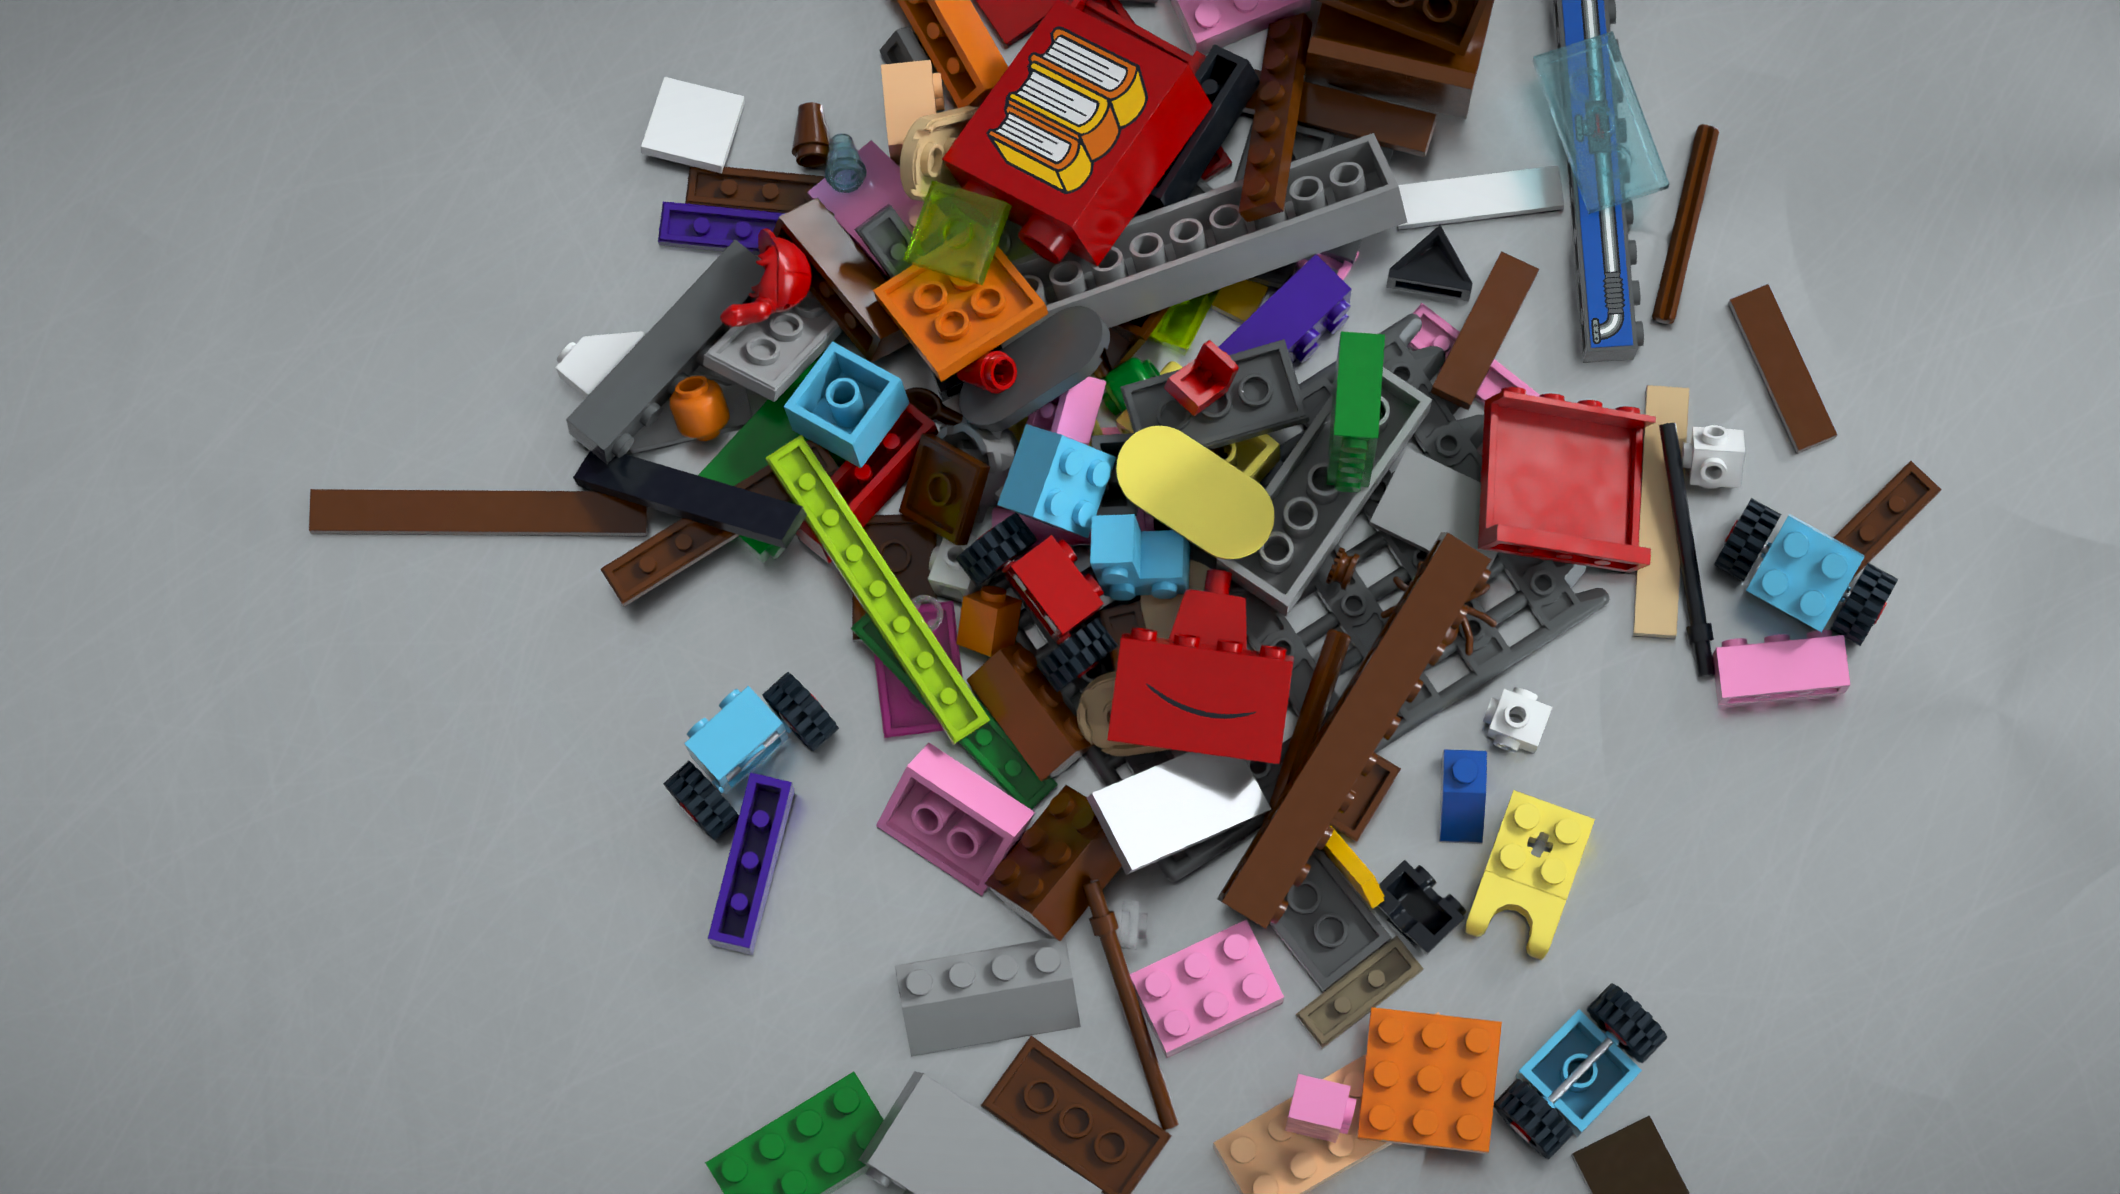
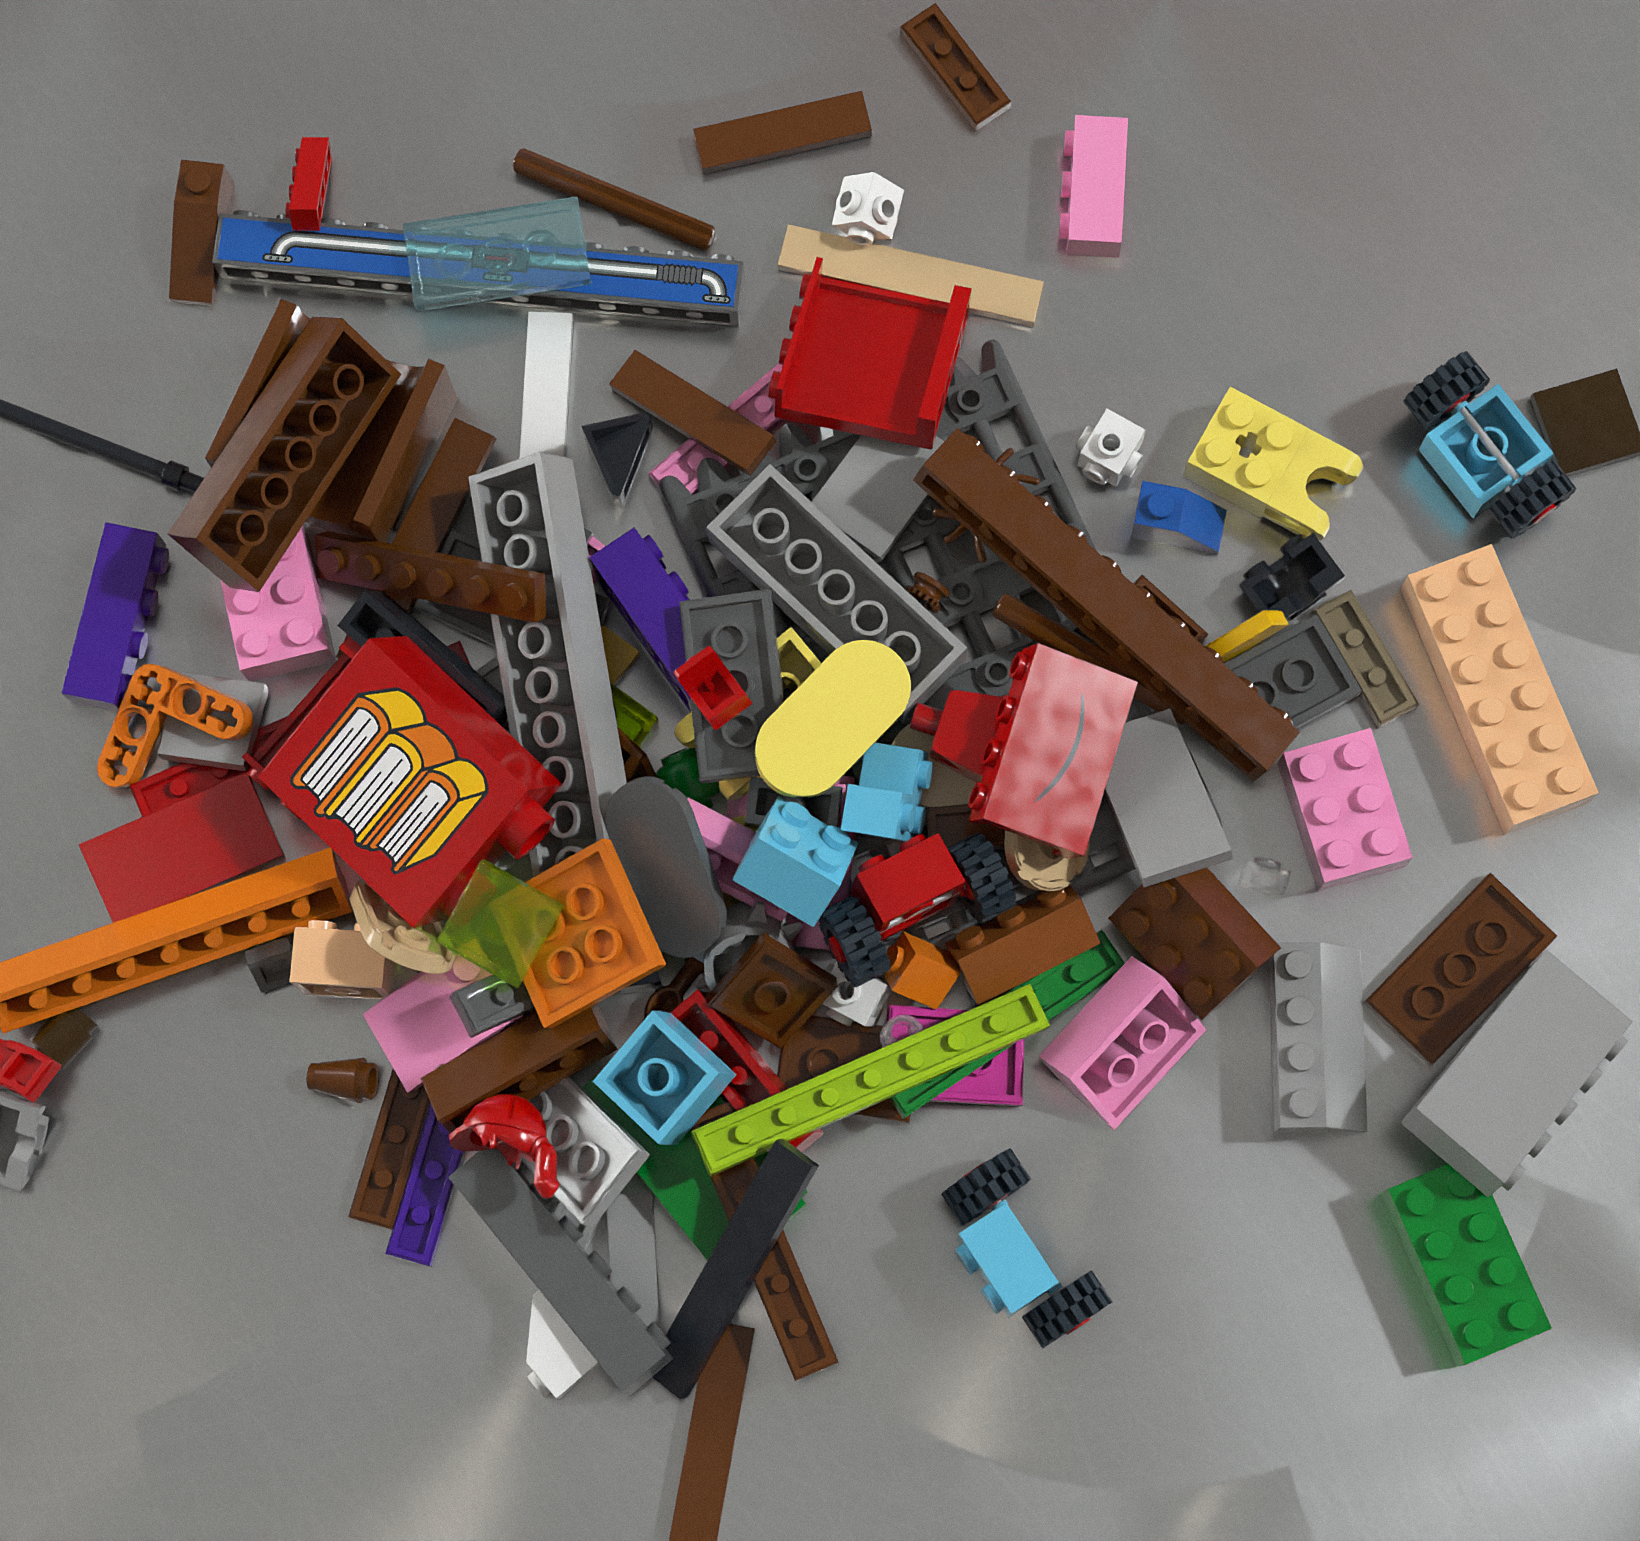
camera: 80 degrees left, 0 degrees up
(692, 125) = (305, 1206): white tile -> none
(699, 408) = (631, 1244): orange head -> none
(751, 863) = (1143, 1267): dark purple brick -> none
(844, 165) = (389, 1044): clear light blue cone -> none
(991, 372) = (664, 910): red cone -> none
(1104, 925) = (1275, 895): reddish brown bar -> none
(1320, 1109) = (1515, 698): bright pink brick -> none
(1355, 410) = (793, 519): green brick -> none
(1429, 1080) = (1483, 592): orange plate -> none
(1699, 631) = (1042, 259): black bar -> none
(1805, 572) = (1004, 140): brick -> none

